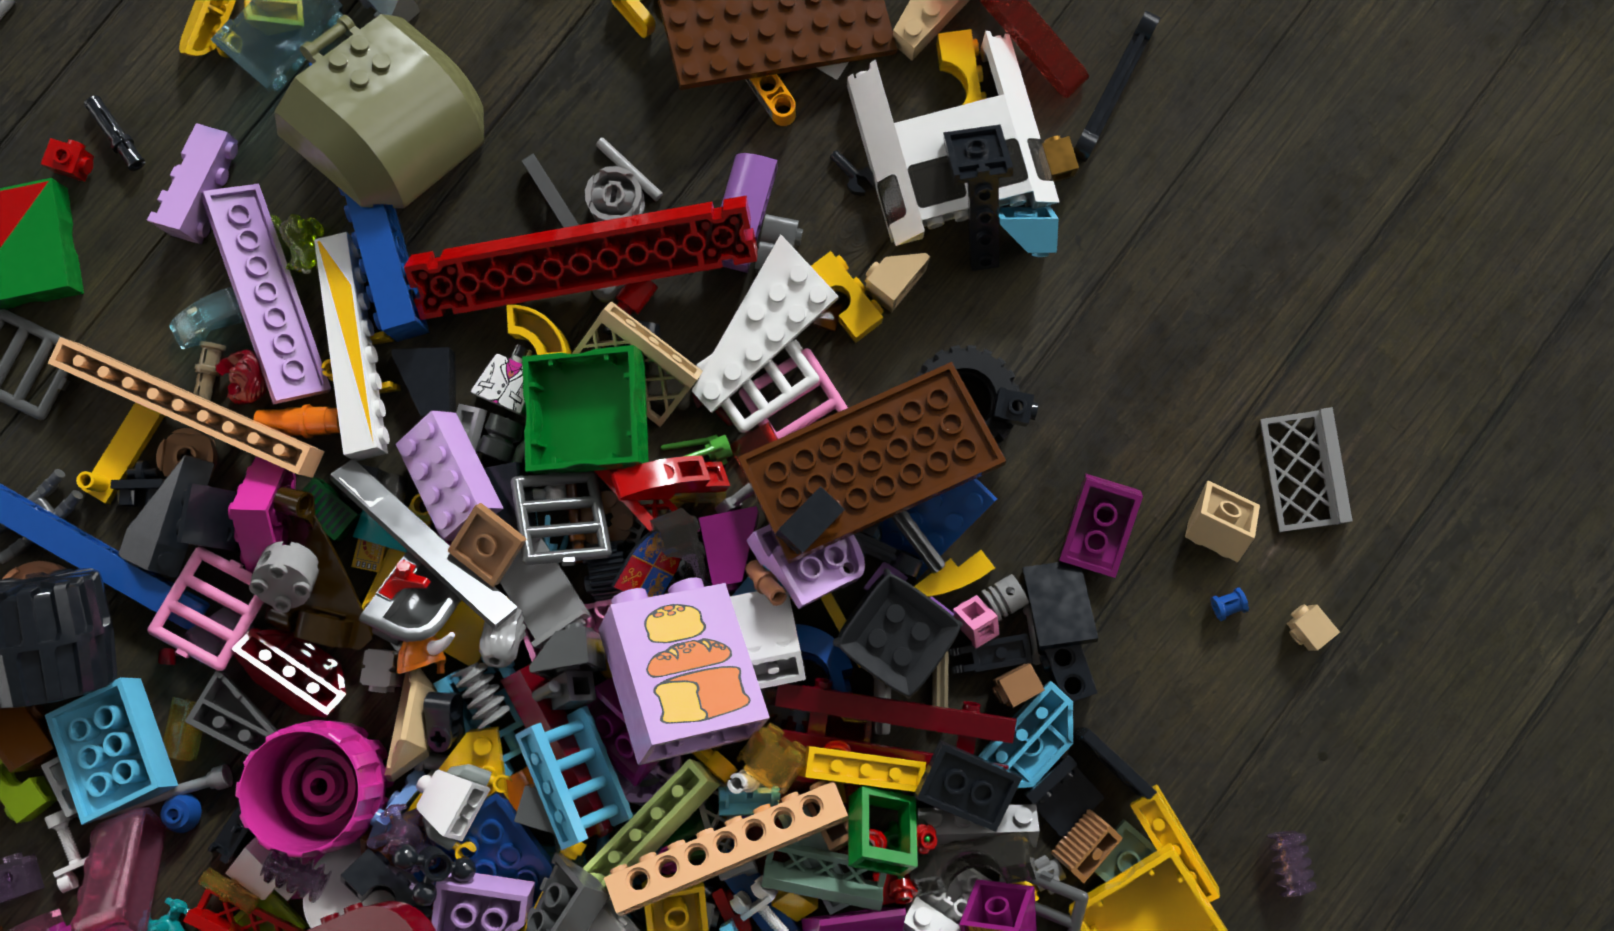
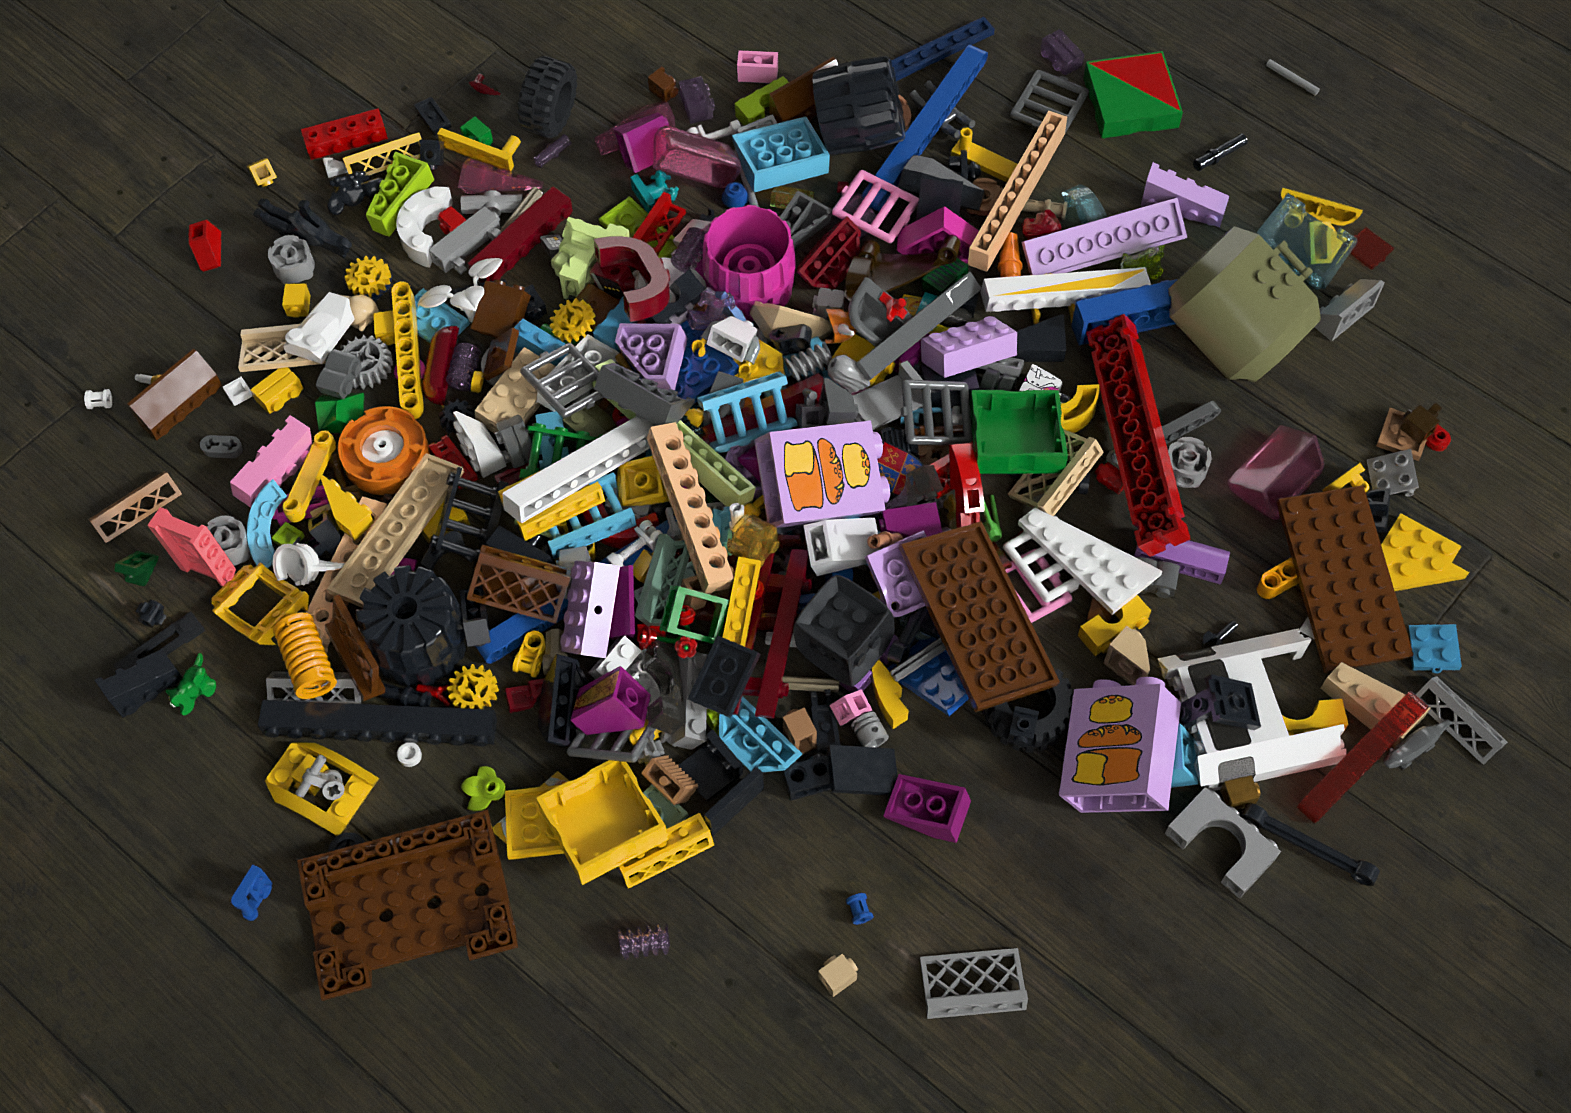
camera: 90 degrees right, 20 degrees down
(68, 159) = (1198, 129): red brick -> none
(229, 891) = (680, 220): clear yellow pin -> none
(285, 576) = (897, 246): light grey brick -> none
(425, 892) = (674, 316): black piece -> none
(486, 544) = (917, 359): medium nougat plate -> none
(622, 162) = (1214, 476): light grey bar -> none
(623, 88) = (1278, 470): none -> clear pink windscreen
(809, 521) = (932, 556): black hinge -> none
(1029, 291) = (1121, 747): none -> lavender brick
(1132, 145) = (1210, 811): none -> light grey arch
(1223, 521) = (930, 907): tan slope -> none

